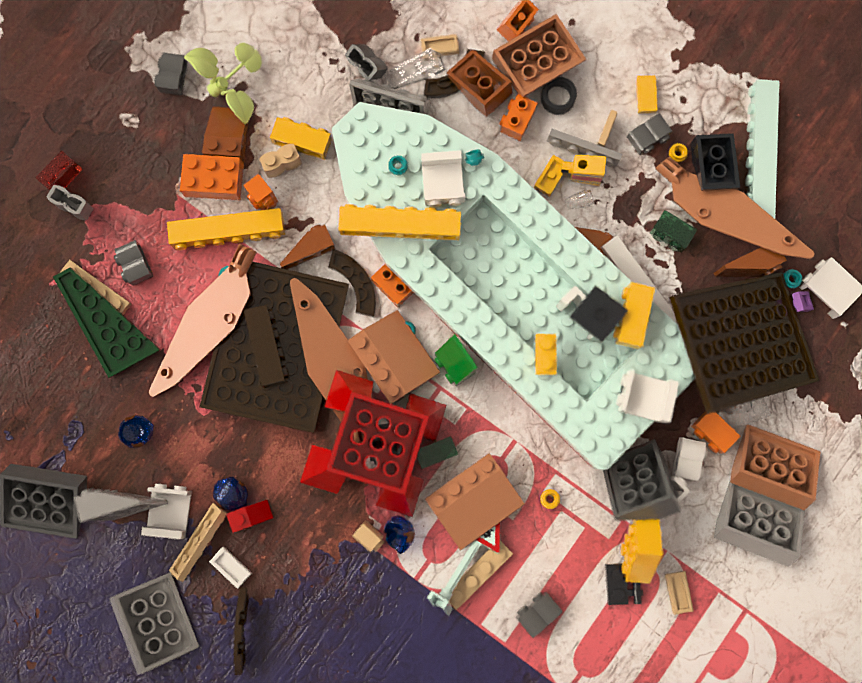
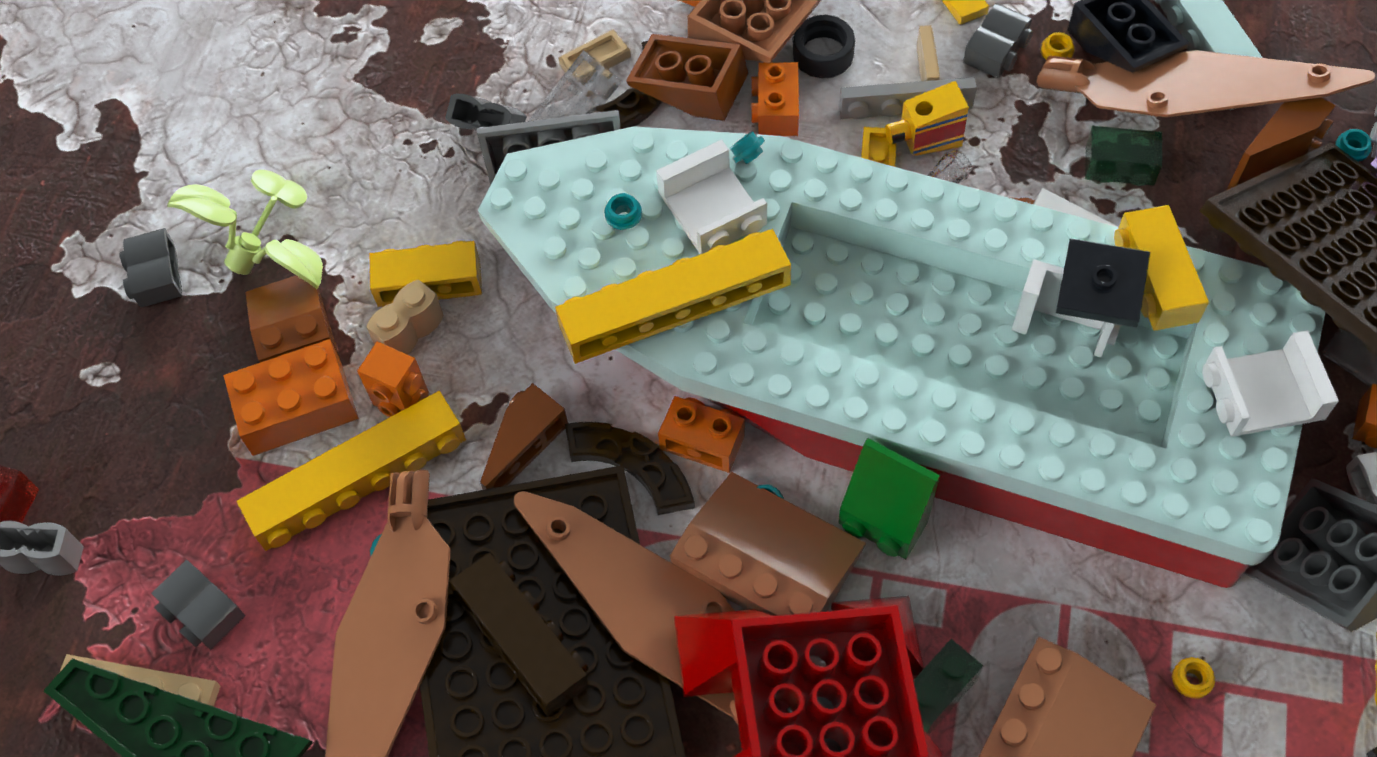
camera: 20 degrees left, 20 degrees down
(545, 354) = (1048, 397): yellow plate -> none

